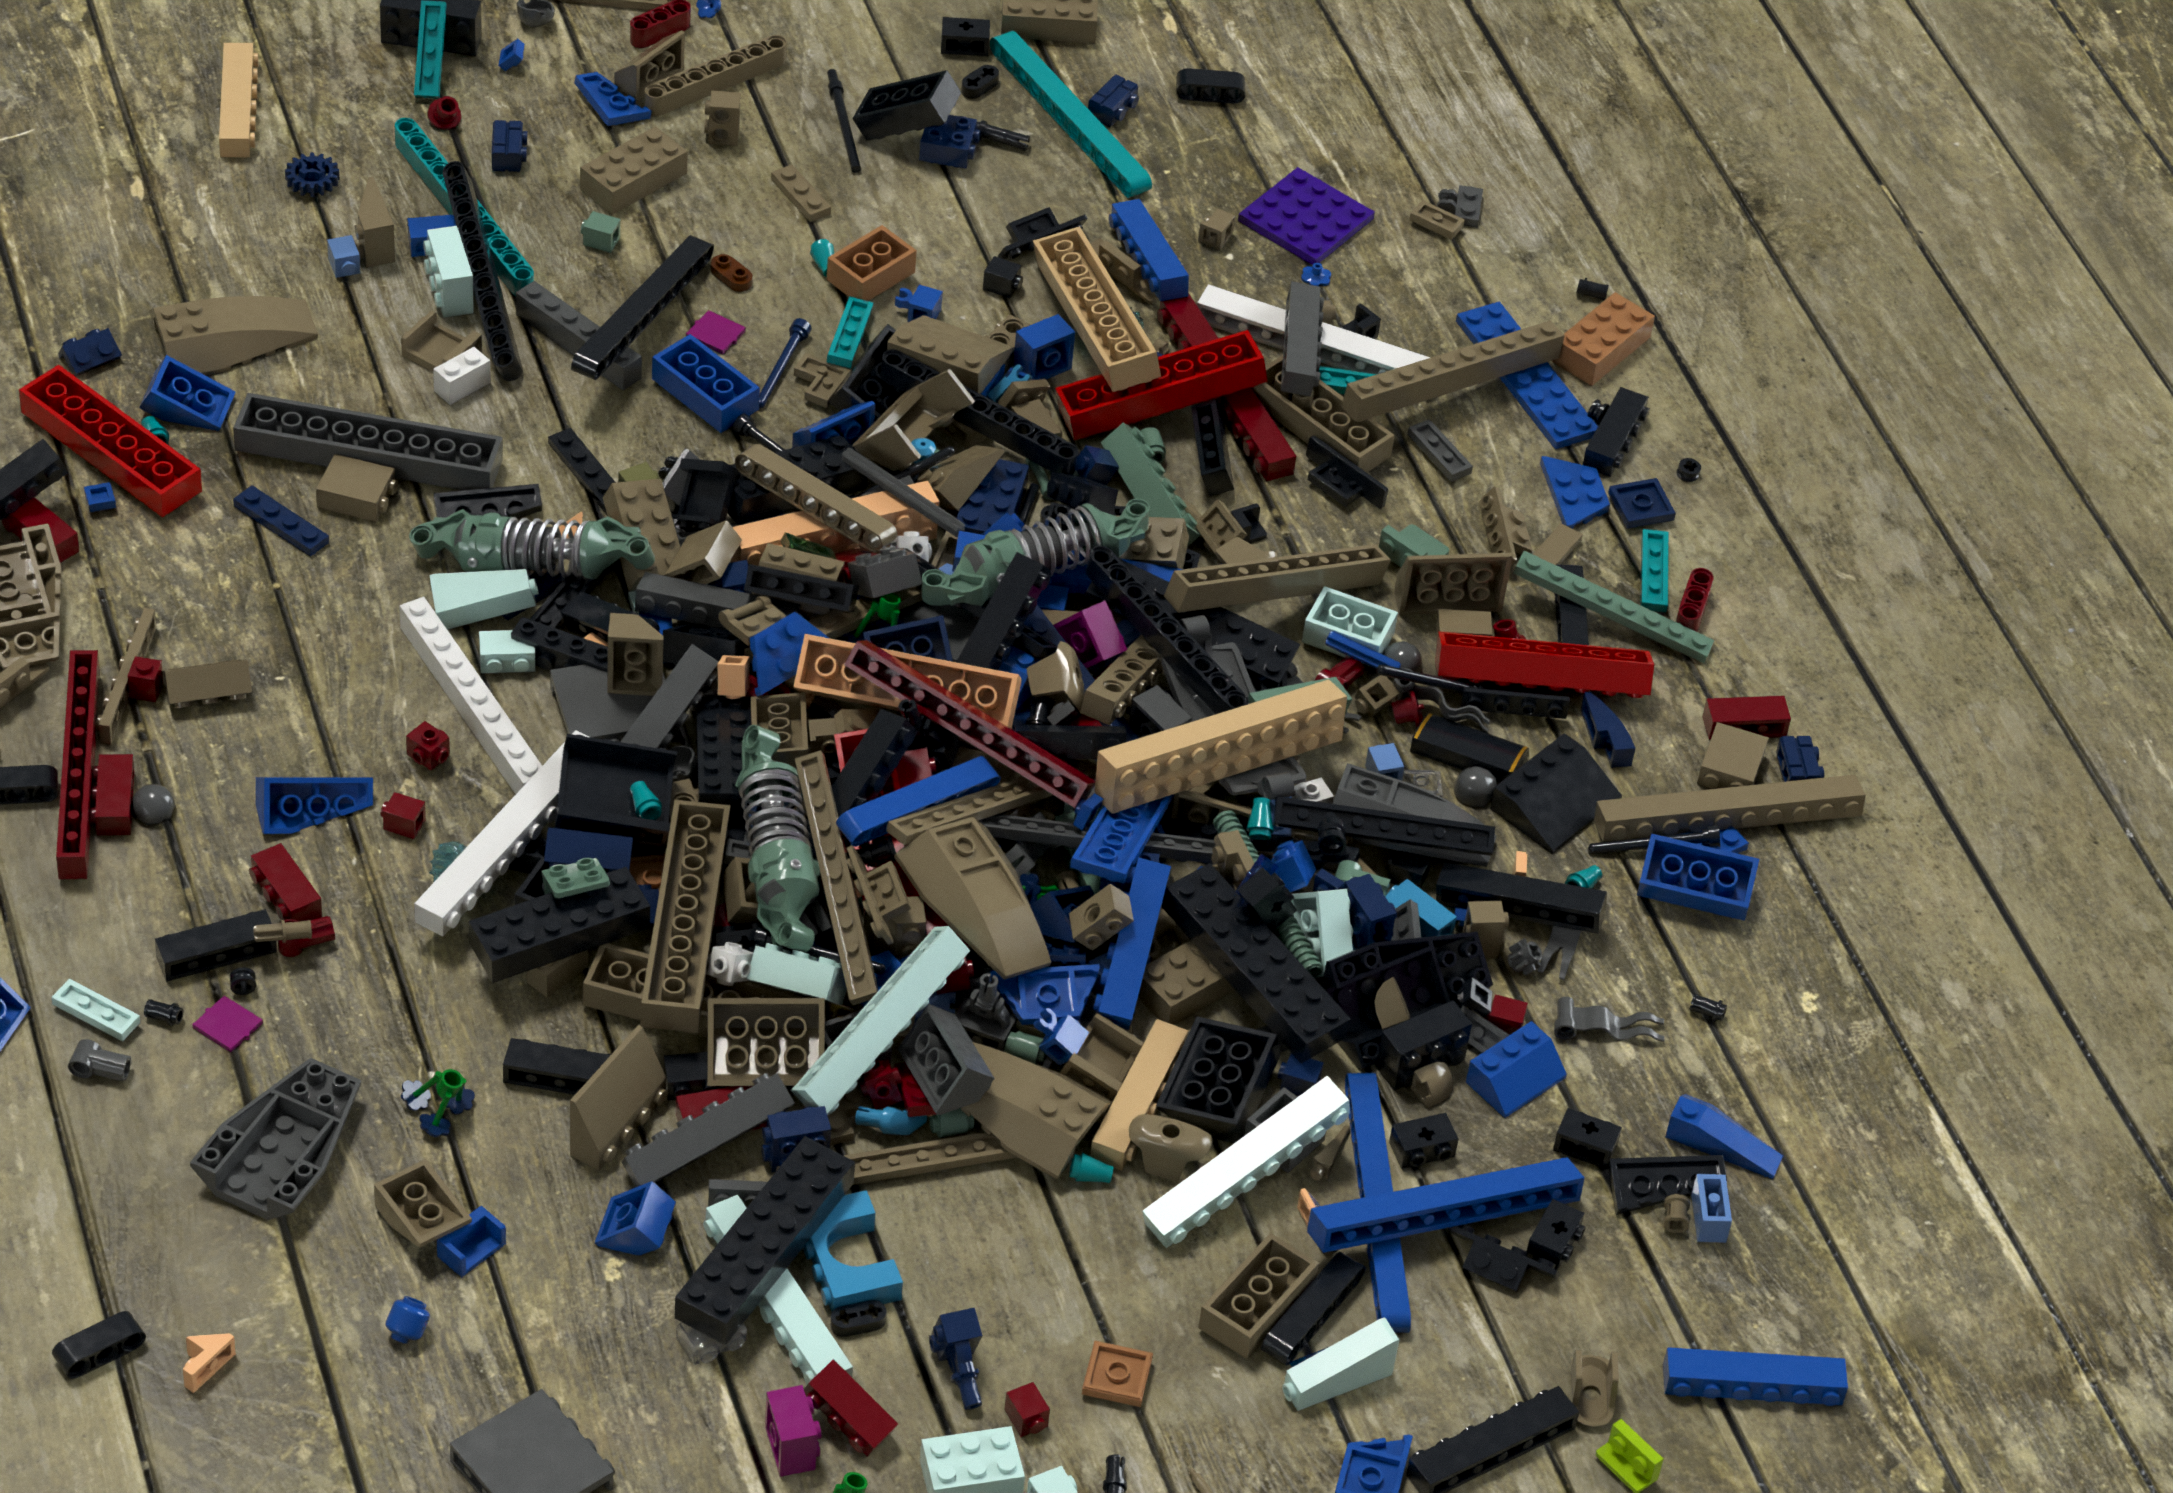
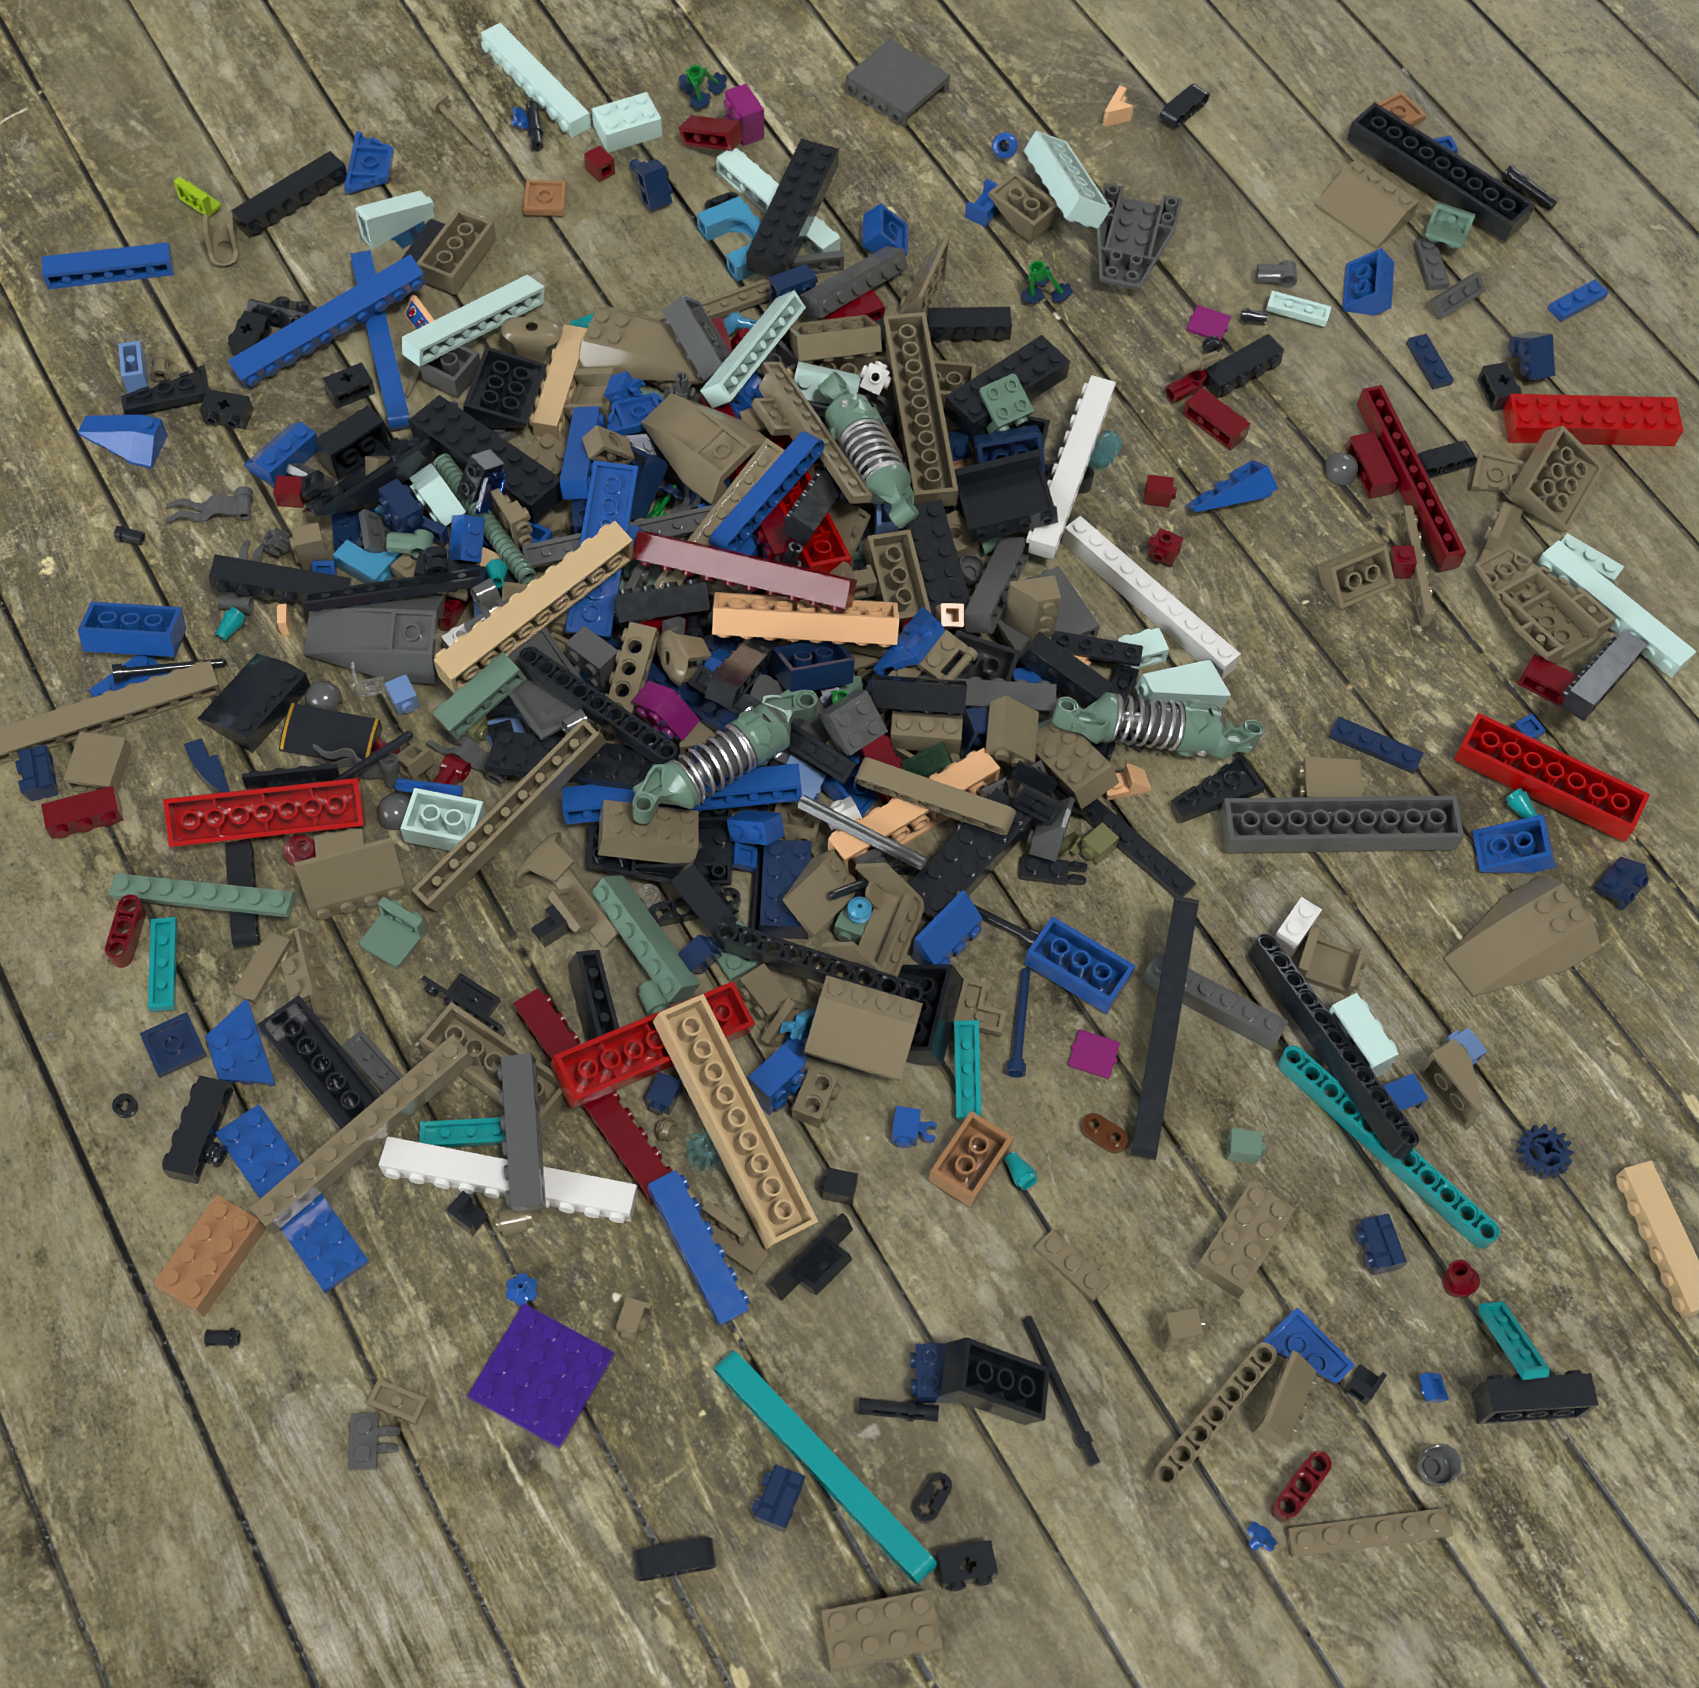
camera: 170 degrees right, 15 degrees up
(349, 1212) = (1067, 180): none -> light aqua brick
(568, 66) = (1364, 1384): none -> black panel
(645, 802) = (980, 493): teal cone -> none
(1491, 445) = (318, 1062): none -> black brick

